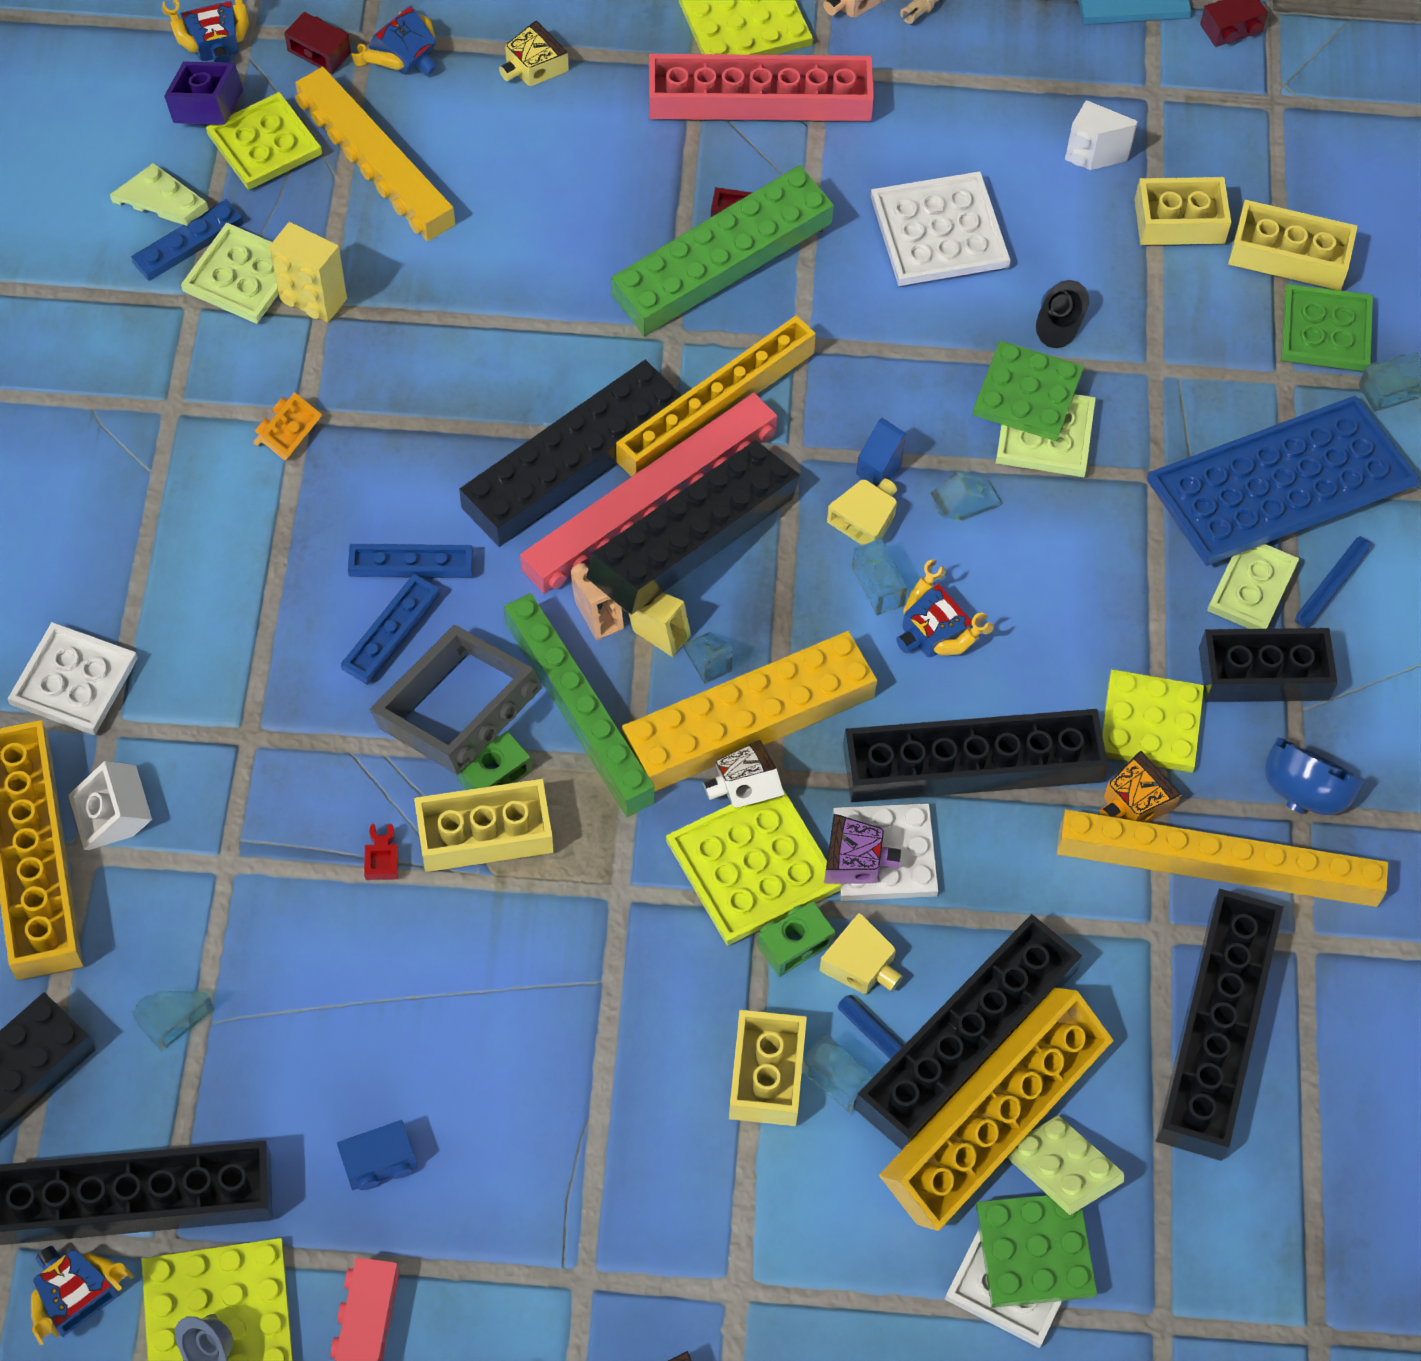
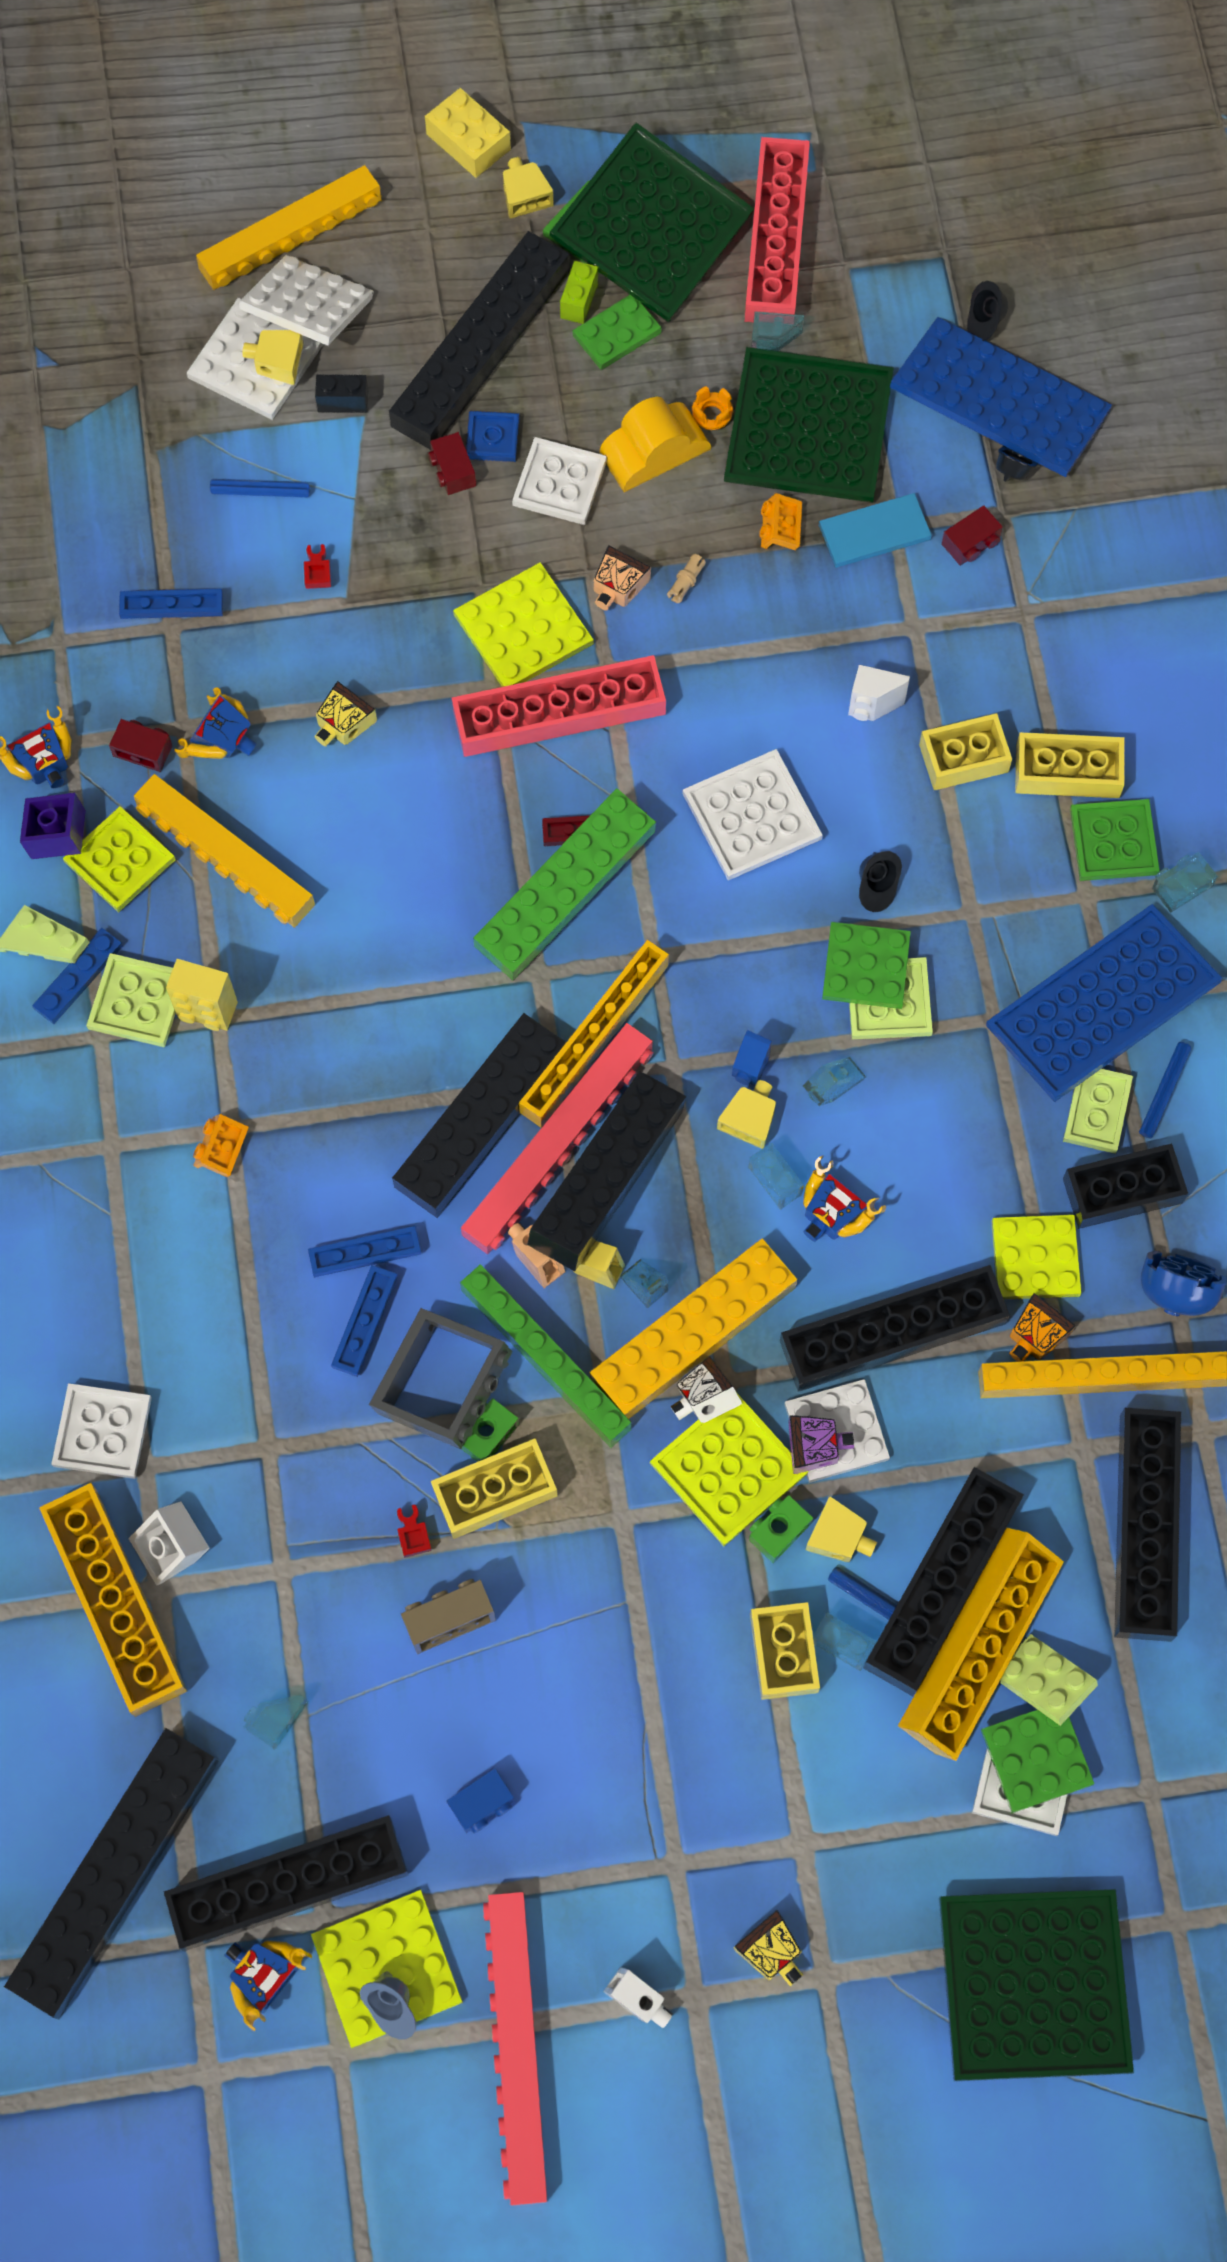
camera: 10 degrees left, 10 degrees up
(394, 945) = (448, 1615): none -> dark tan brick

